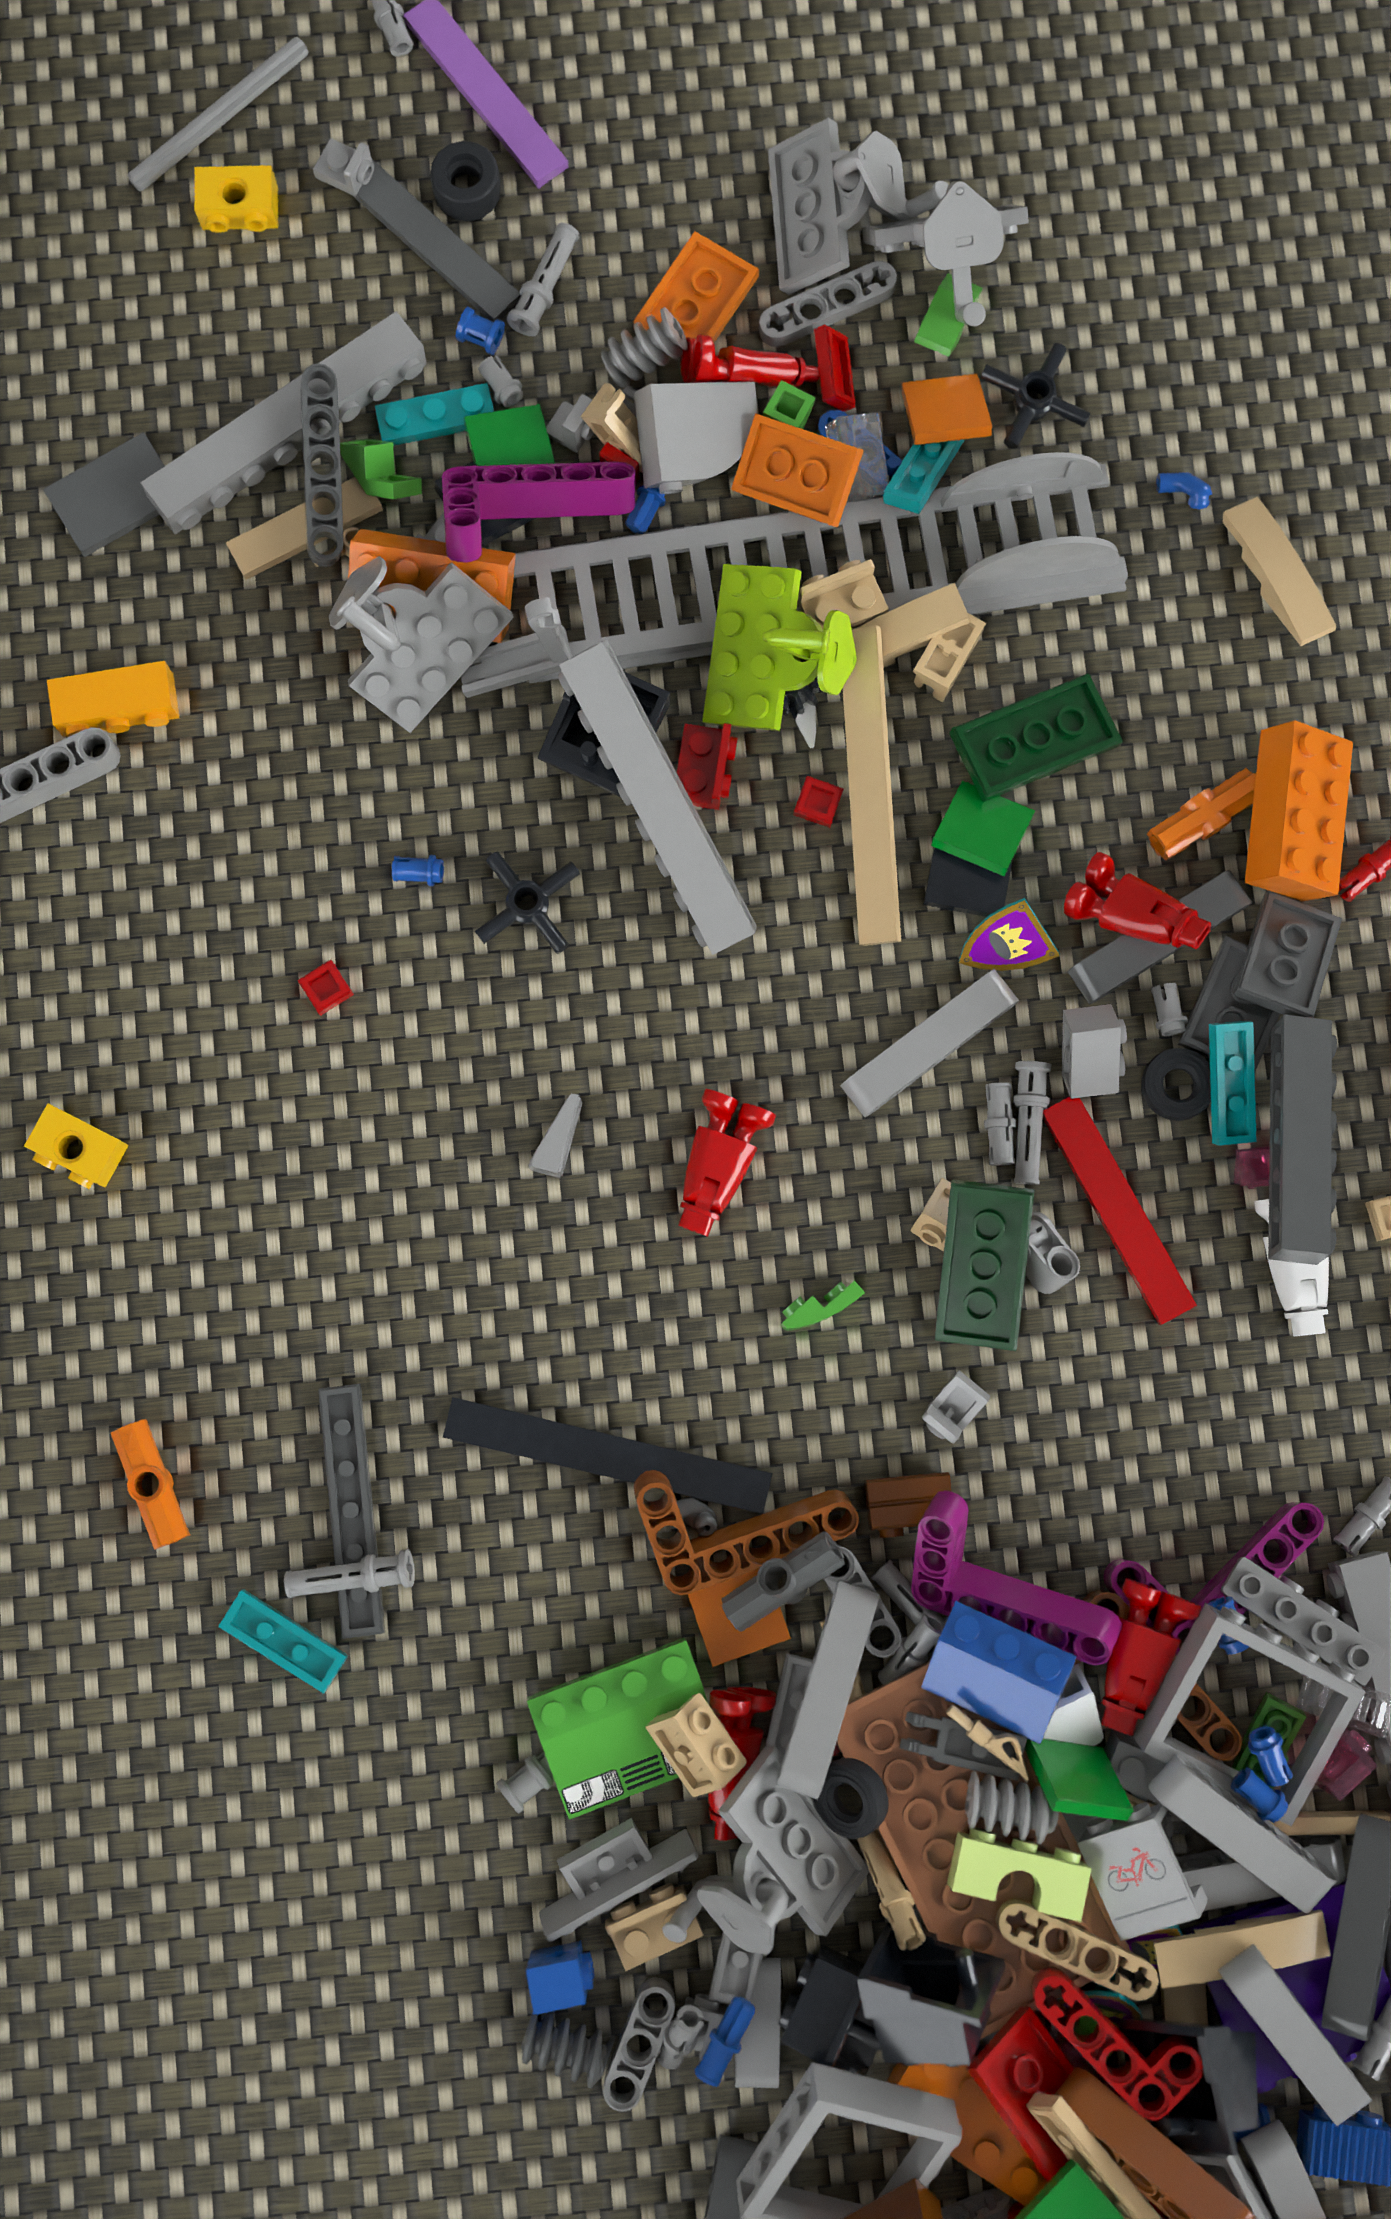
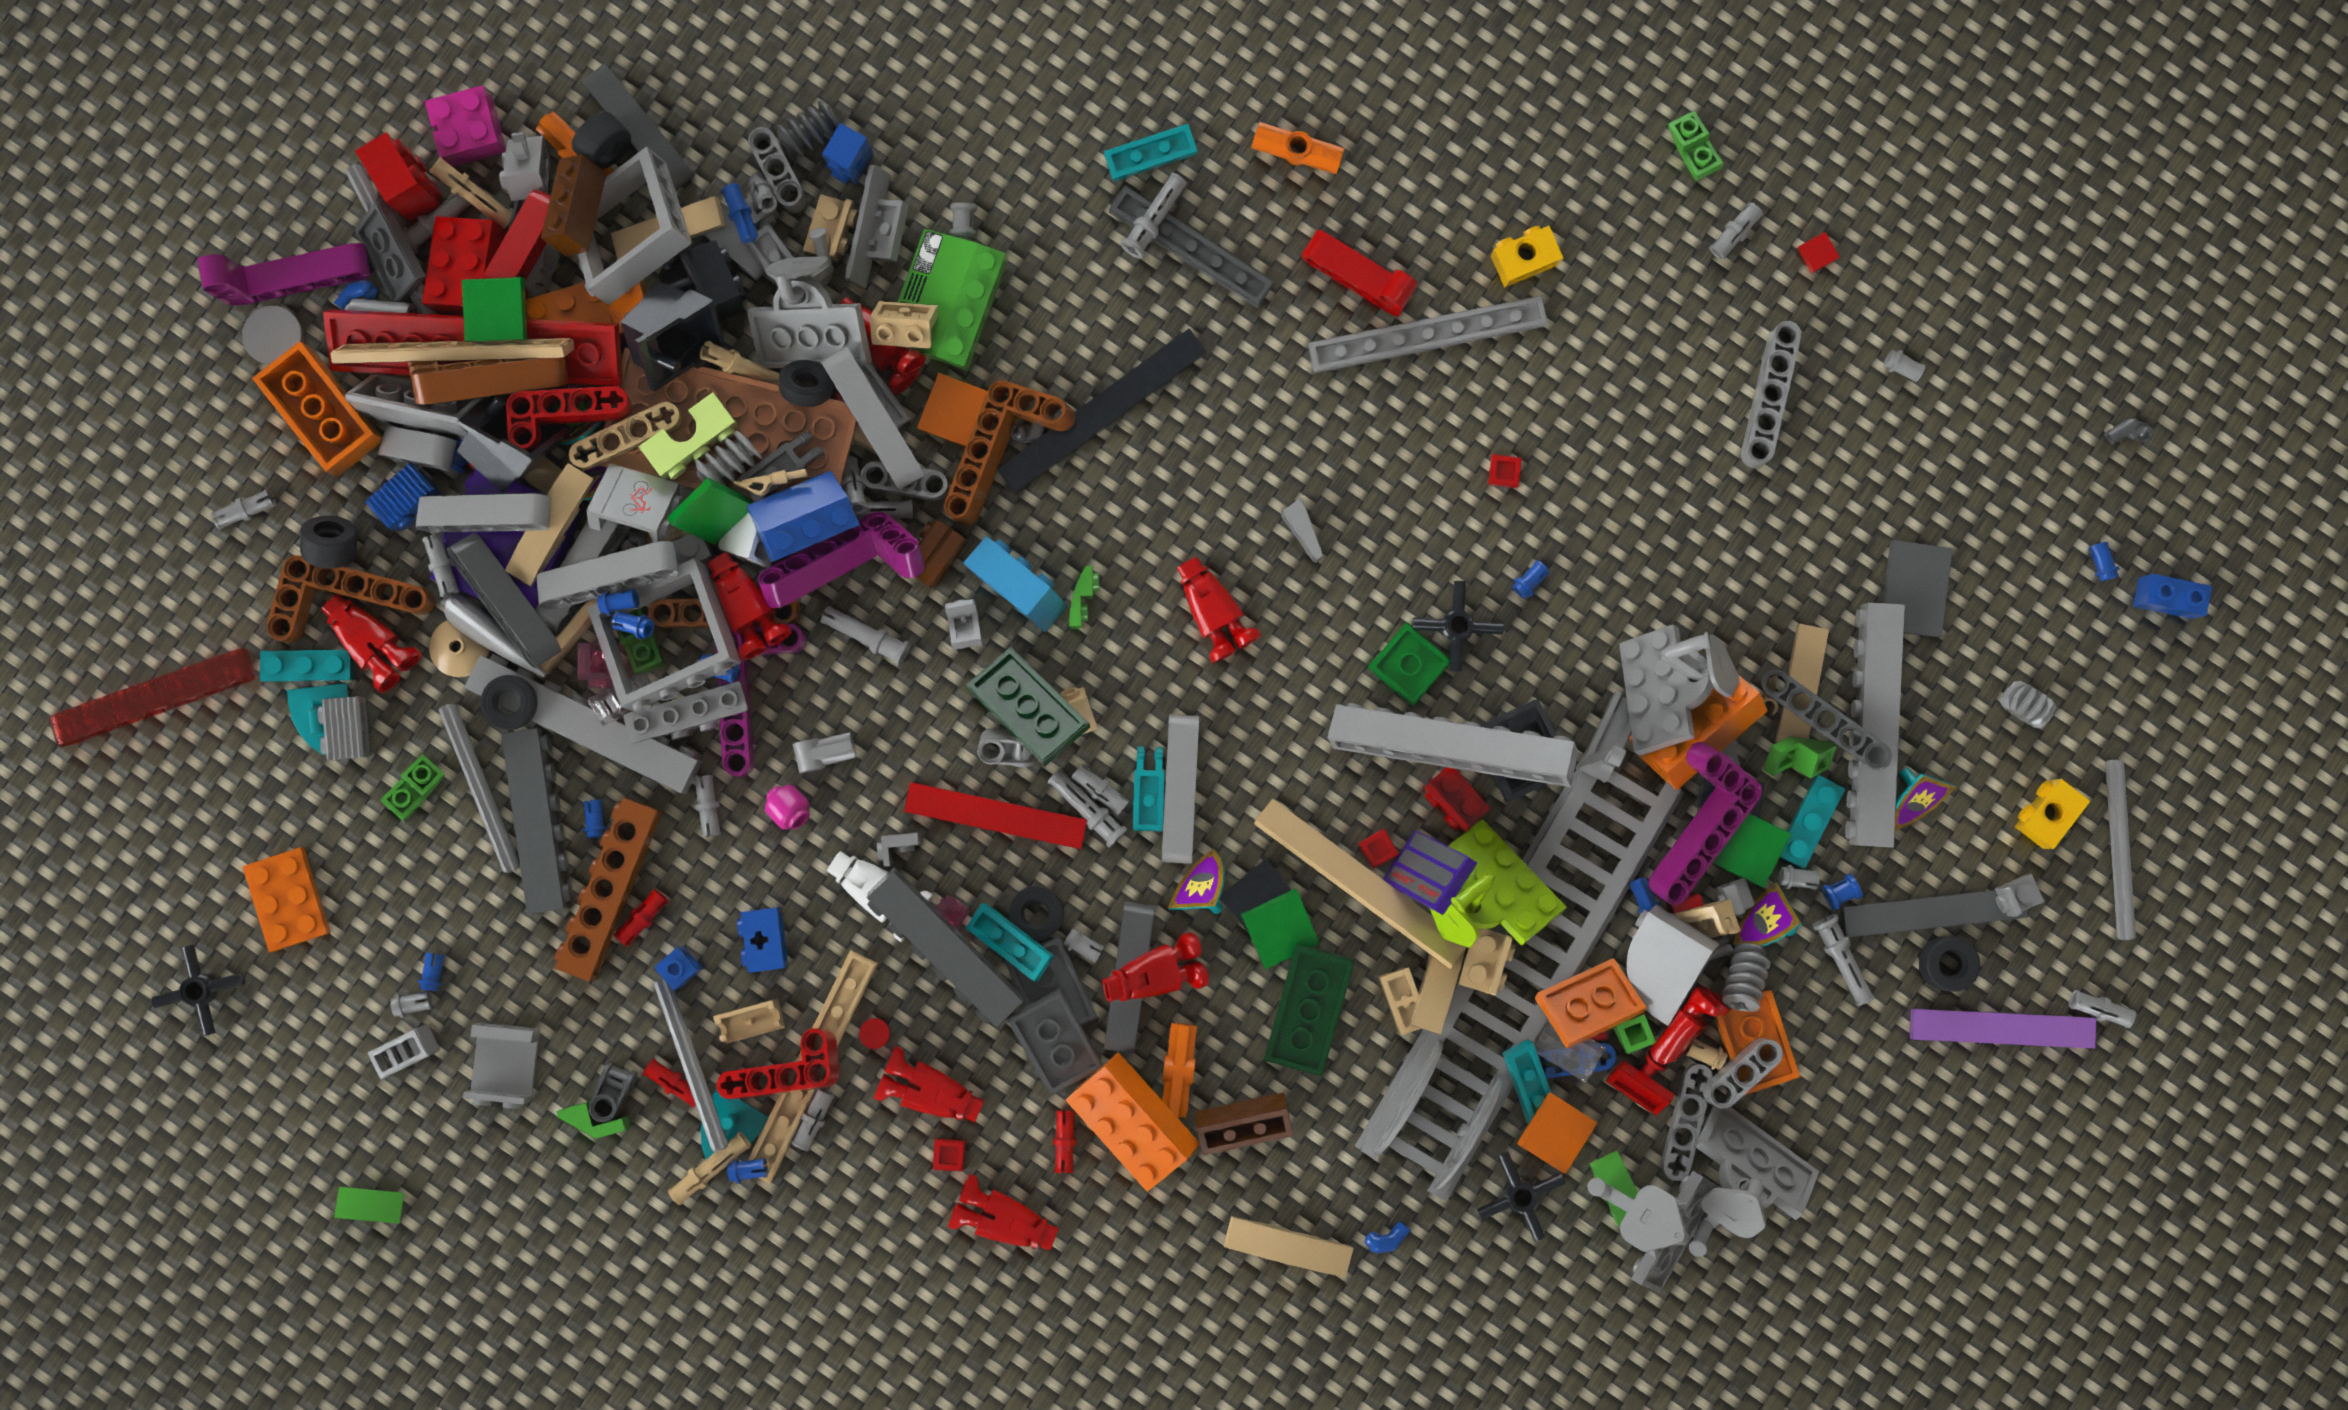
camera: 135 degrees right, 5 degrees up
(114, 699) = (1781, 485): light orange brick -> none
(144, 296) = (2028, 704): none -> light grey gear
(236, 1304) = (1359, 273): none -> red beam
(244, 1183) = (1427, 334): none -> light grey tile
(324, 331) = (1919, 798): none -> shield
(565, 372) = (1768, 919): none -> shield
(606, 921) = (1409, 664): none -> green tile
(724, 266) = (1757, 1070): none -> light grey beam
(745, 326) = (1707, 1054): none -> tan pin
(771, 2085) = (699, 218): none -> tan tile
(803, 1569) = (949, 460): dark grey piece -> none
(806, 716) = (1429, 872): none -> tile
(866, 1390) = (1016, 582): none -> dark azure wedge
(961, 1071) = (1148, 793): none -> teal hinge
(1049, 1483) = (879, 640): none -> light grey pin
(1092, 1051) = (1096, 874): light grey brick -> none
(1203, 706) = (1243, 1123): none -> reddish brown brick
(1219, 1446) = (816, 753): none -> light grey piece
(1229, 1281) = (902, 842): none -> light grey bracket
(1299, 1429) = (787, 807): none -> dark pink head

